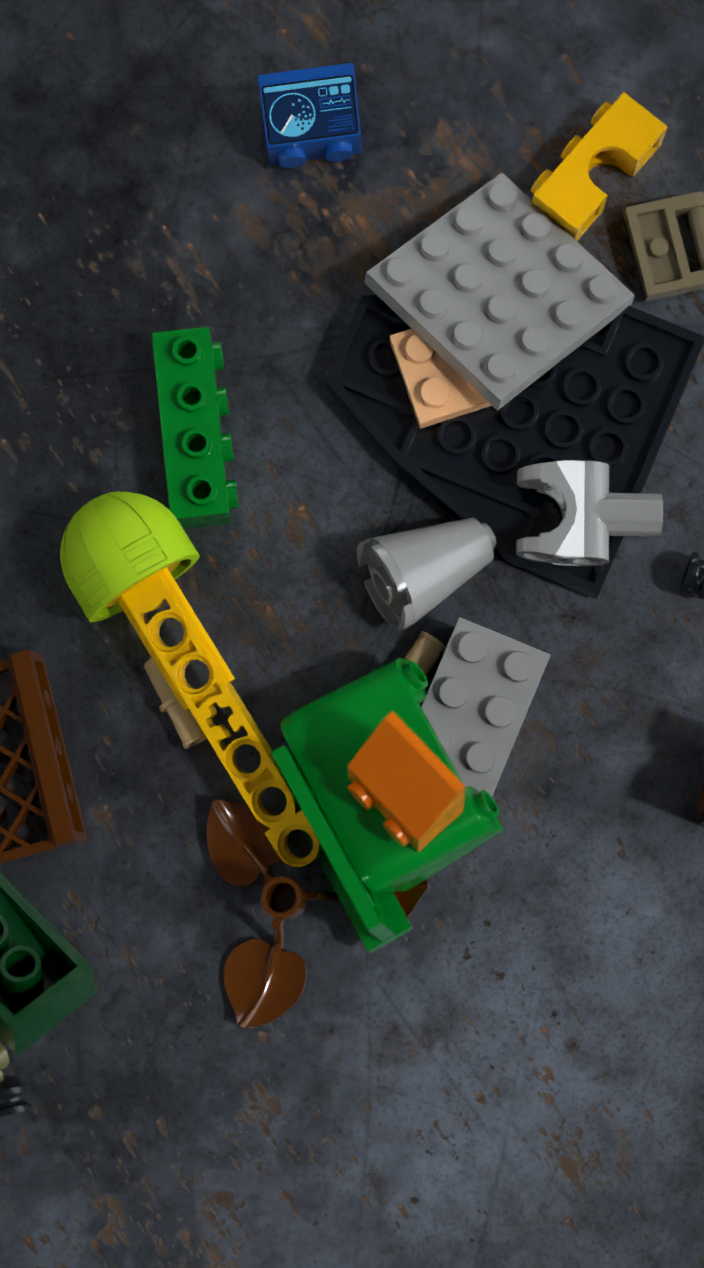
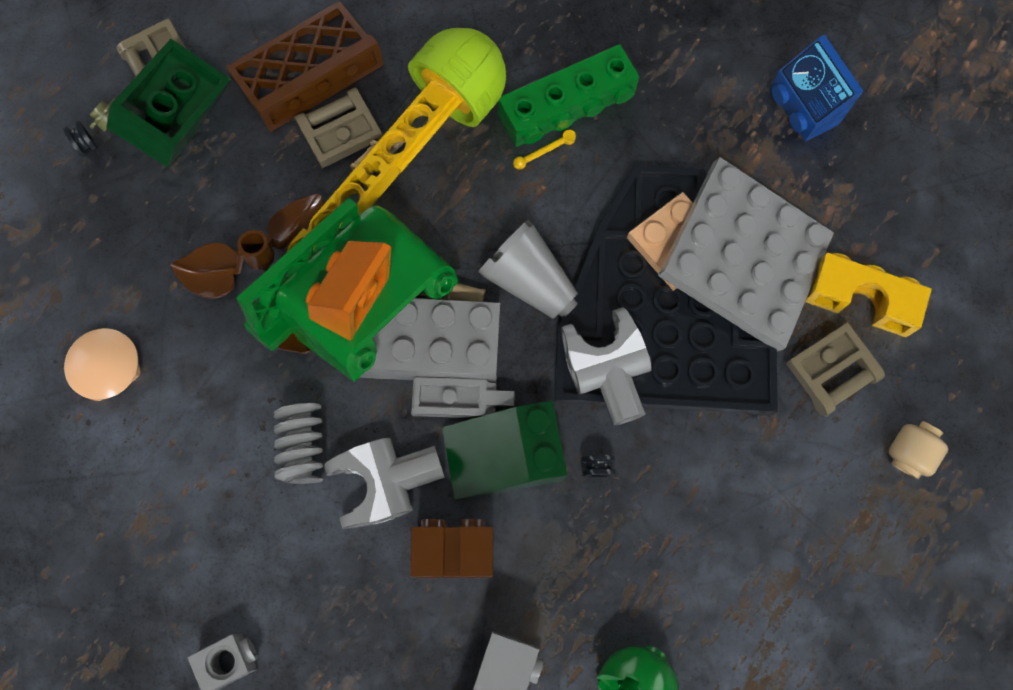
camera: 65 degrees right, 5 degrees down
(136, 743) = (342, 135): none -> dark tan plate
(244, 450) = (567, 138): none -> yellow hinge
(344, 1158) = (101, 364): none -> light nougat dish
(546, 931) = (297, 443): none -> light grey piece
(553, 715) = (458, 397): none -> light grey hinge
(625, 837) = (386, 479): none -> light grey connector
(641, 681) = (505, 451): none -> dark green slope

